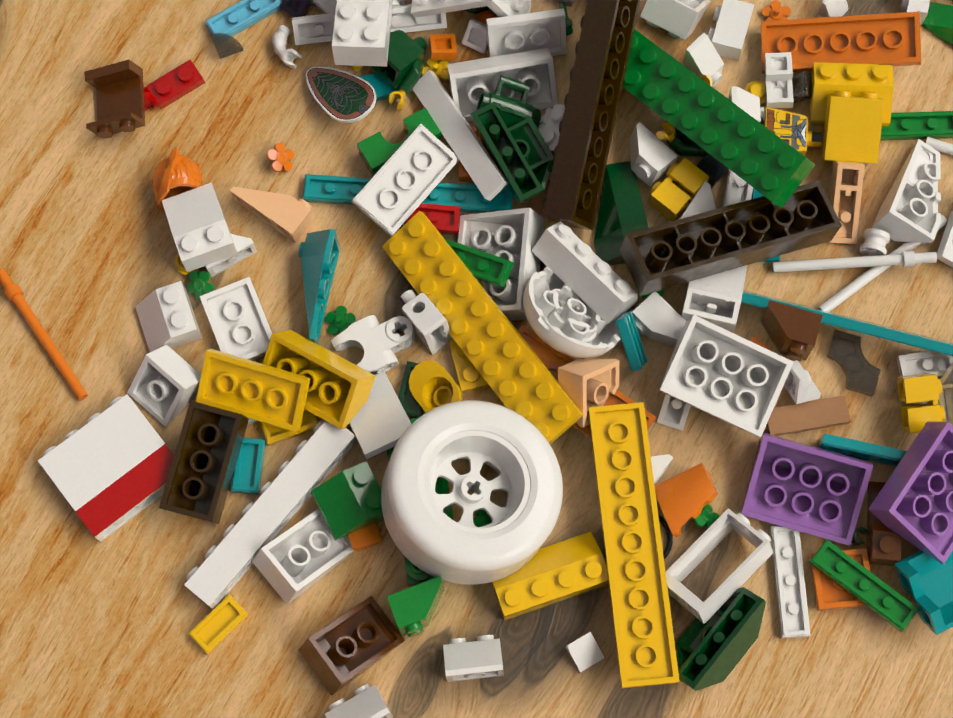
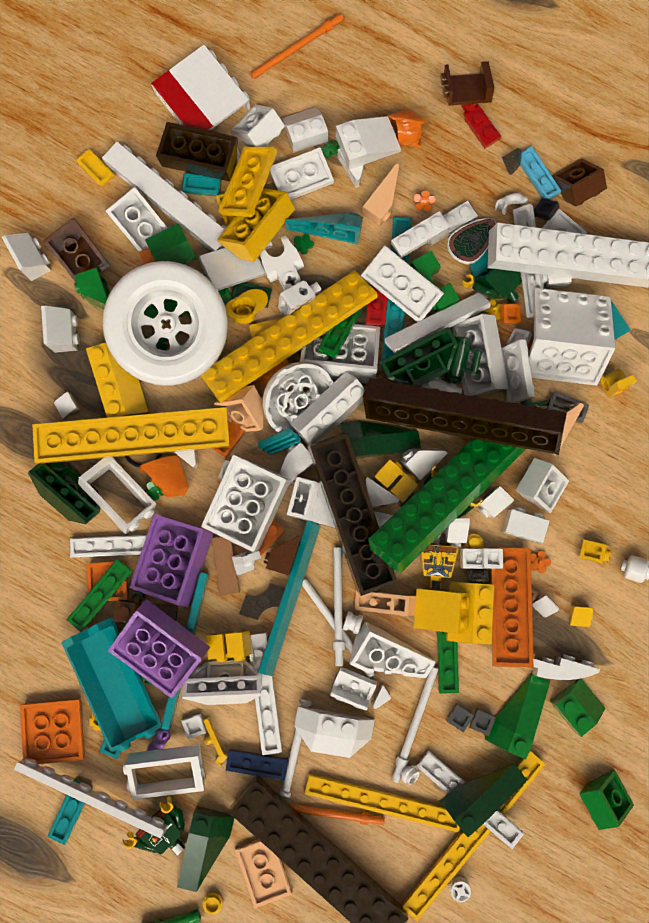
camera: 85 degrees right, 10 degrees up
(325, 142) = (433, 229): none -> white bracket

